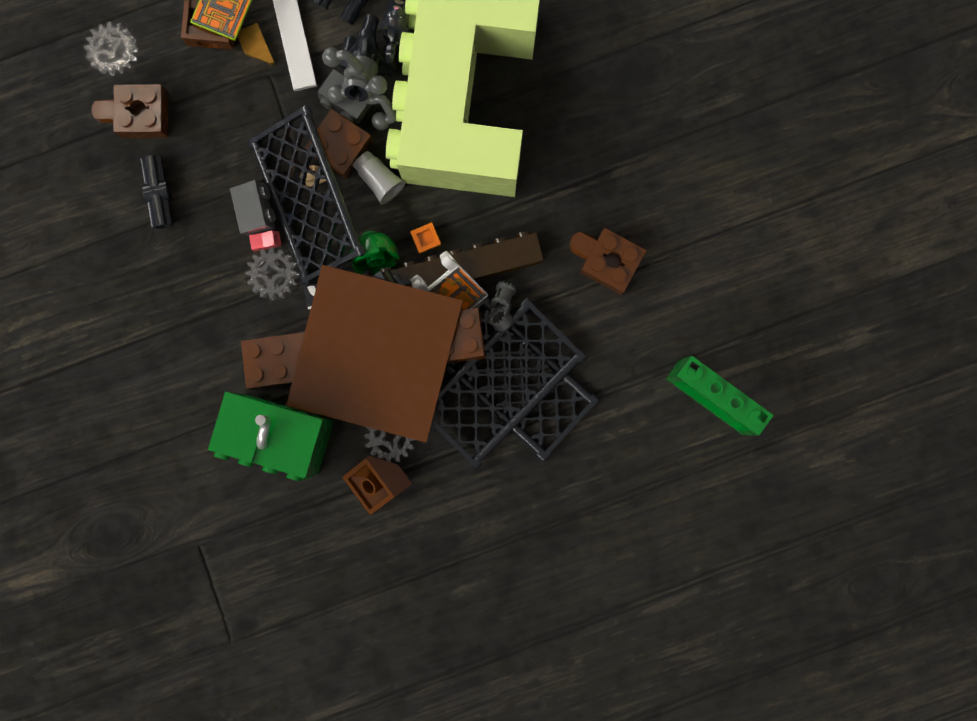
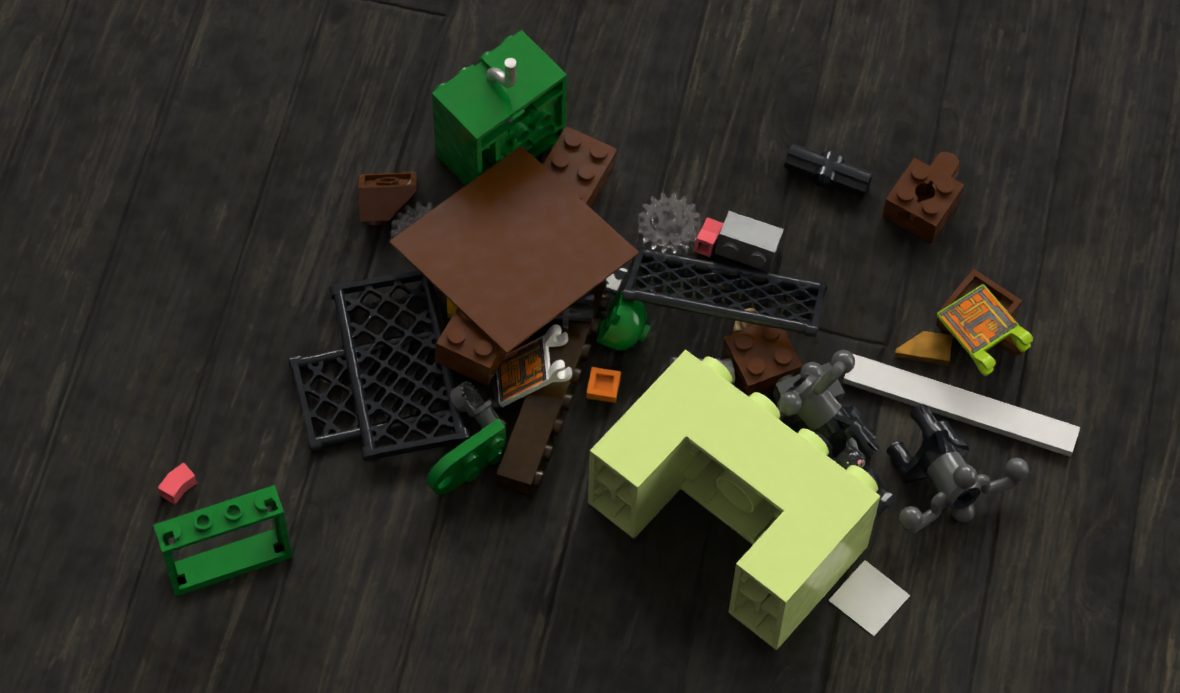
camera: 115 degrees right, 25 degrees down
(100, 48) = (1024, 210): clear gear -> none
(546, 284) = (468, 459): none -> green plate
(609, 259) = (461, 550): reddish brown brick -> none
(682, 470) = (177, 483): none -> coral piece

